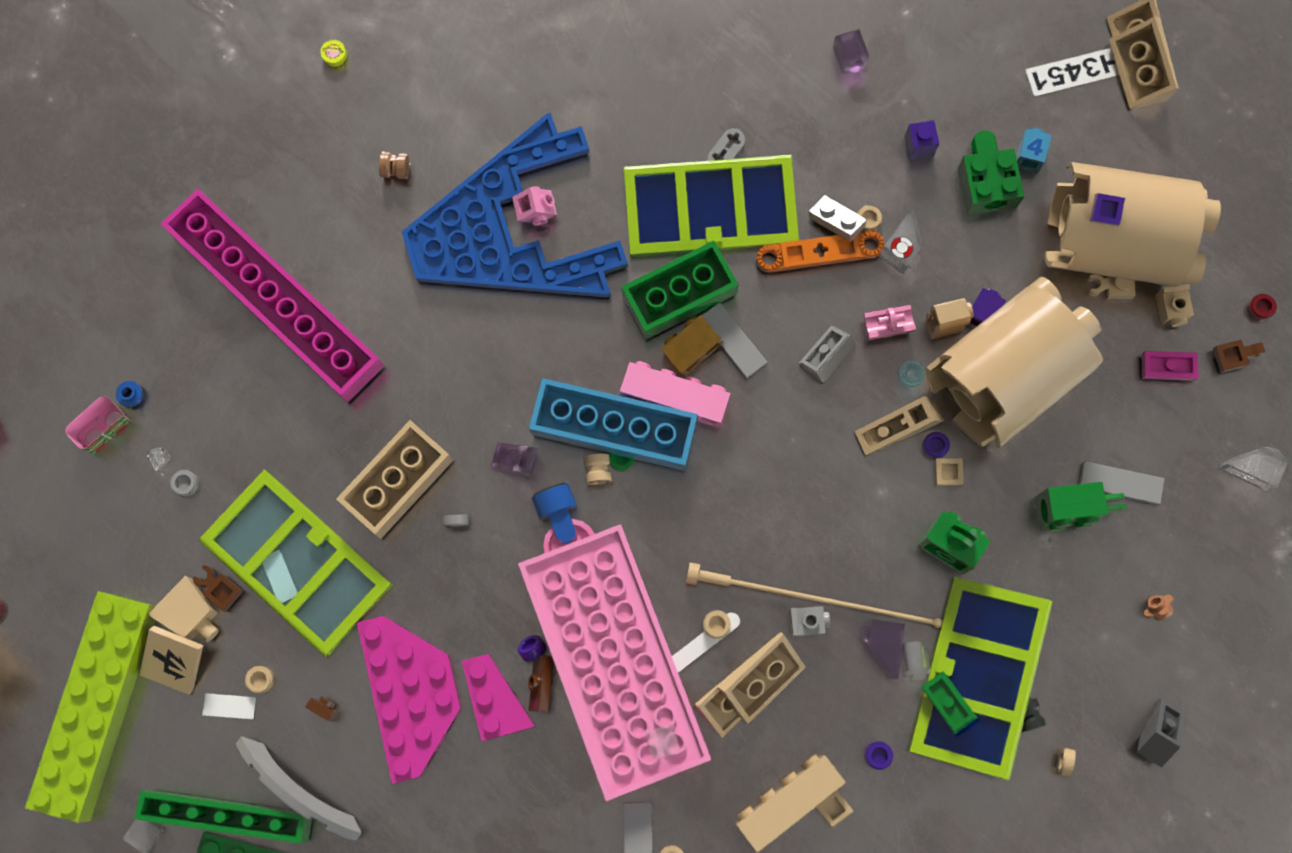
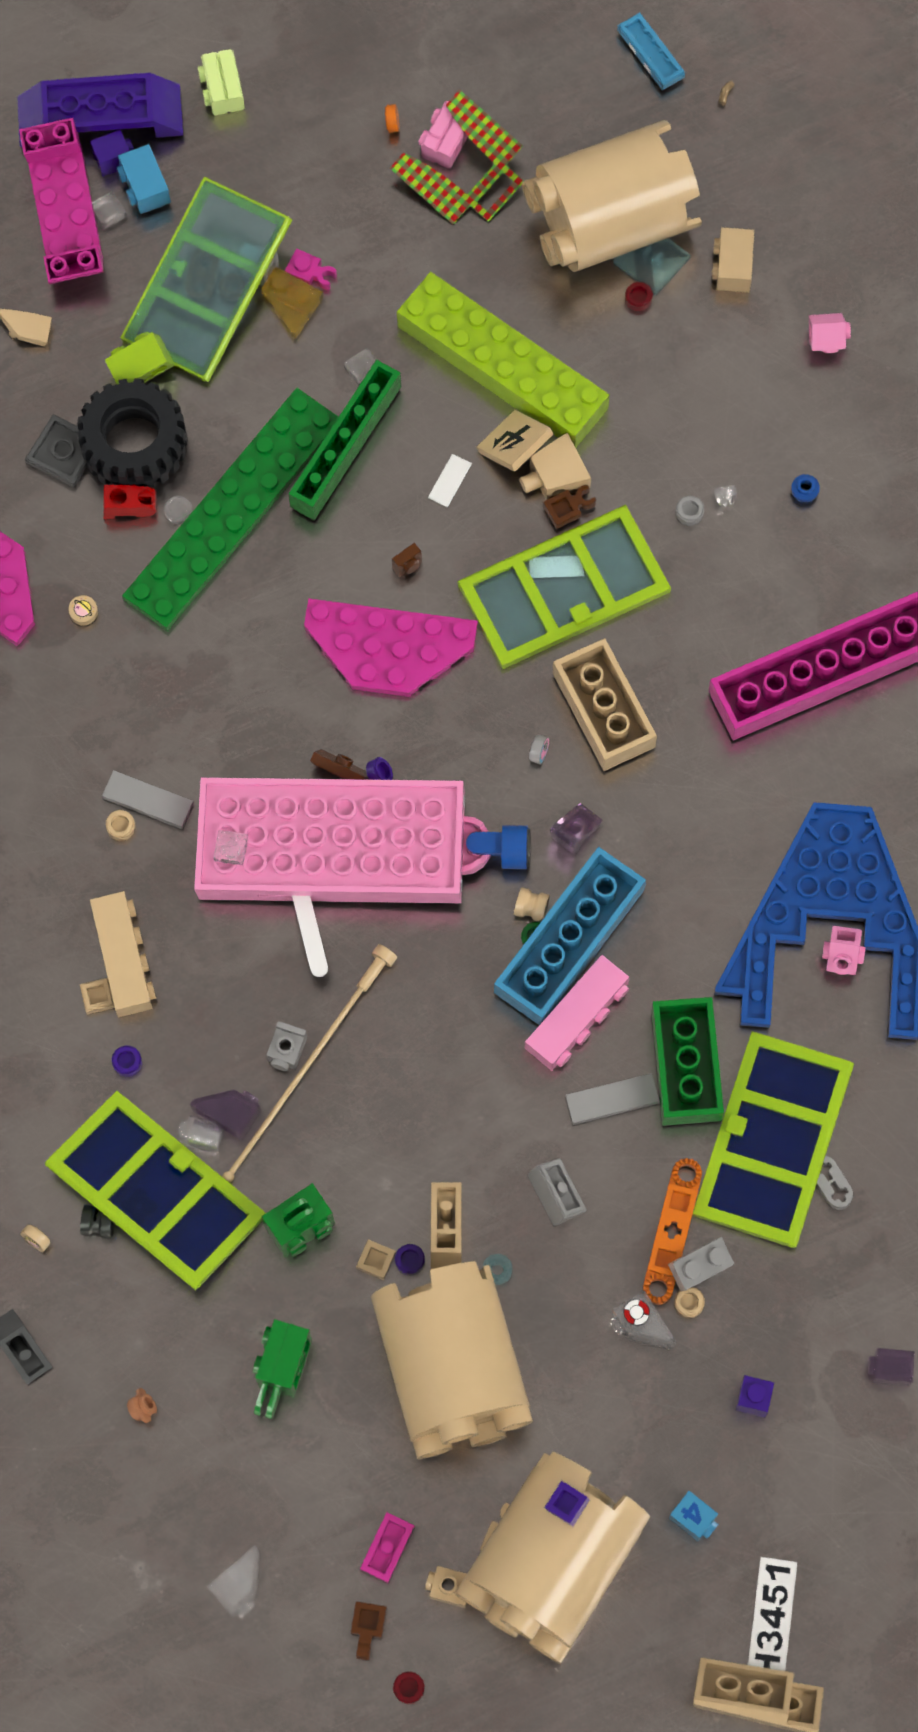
camera: 110 degrees right, 5 degrees down
(87, 420) = (784, 427): bright pink piece -> none
(259, 679) = (462, 515): tan tile -> none
(293, 795) = (337, 501): light grey tile -> none
(492, 699) = (345, 719): dark pink wing -> none
(691, 344) = (622, 1050): pearl gold brick -> none
(716, 624) = (321, 950): tan tile -> none
(751, 686) = (248, 964): tan slope -> none
(889, 322) = (560, 1265): bright pink hips -> none
(948, 318) = (536, 1325): tan brick -> none
(949, 702) = (144, 1142): green plate -> none
(985, 305) = (535, 1376): dark purple brick -> none
(990, 176) = (682, 1448): green brick -> none
(1133, 484) = (285, 1434): light grey tile -> none

